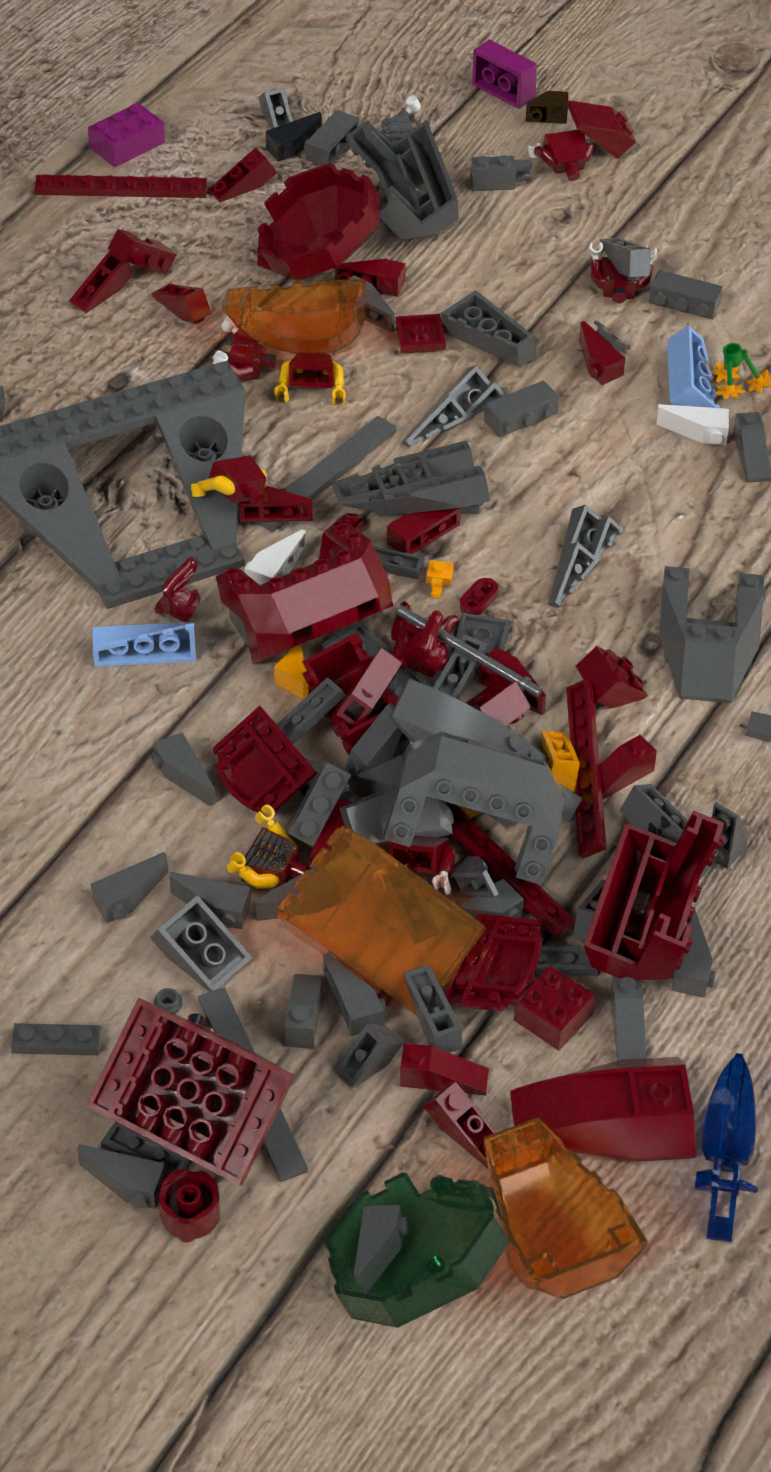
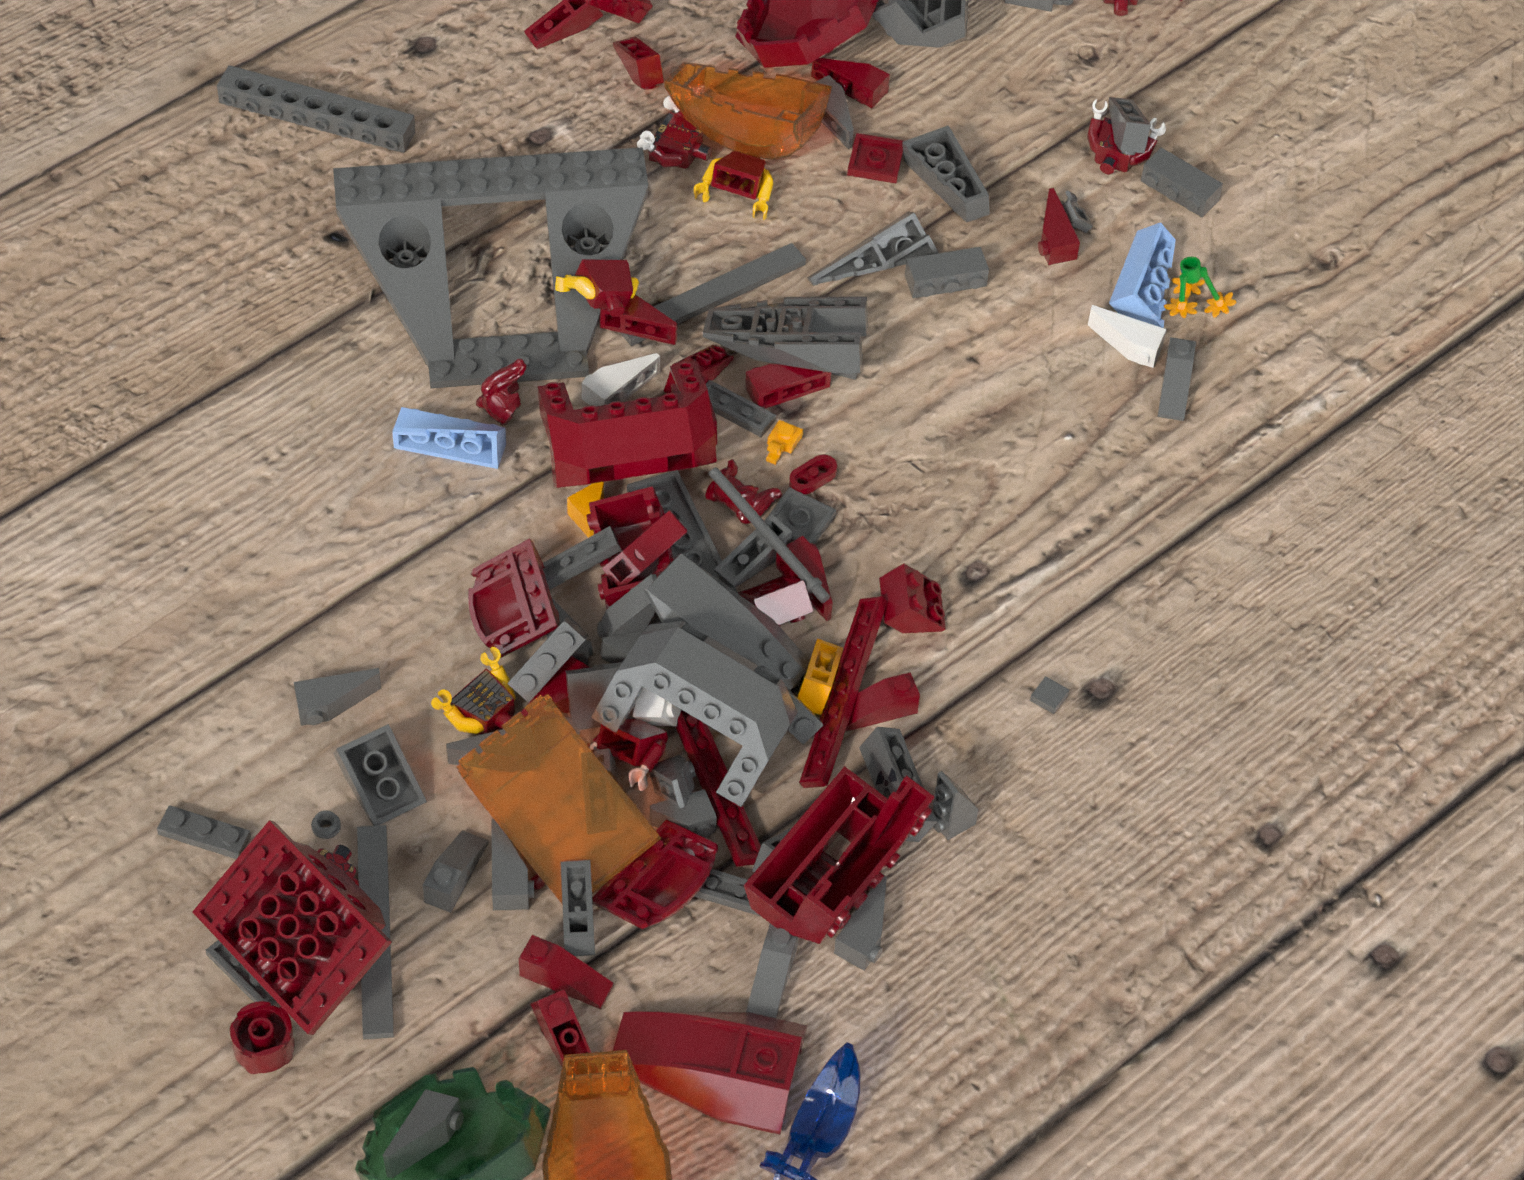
camera: 15 degrees right, 5 degrees up
(128, 1176) = (216, 991): dark grey slope -> none
(182, 767) = (434, 580): dark grey slope -> none
(225, 900) = (416, 734): dark grey slope -> none
(369, 1053) = (499, 934): dark grey slope -> none
(421, 651) = (720, 519): dark red hair -> none
(554, 1007) = (702, 939): dark red brick -> none
(583, 545) = (947, 445): dark grey wedge -> none
(709, 655) = (1032, 600): dark grey wedge -> none

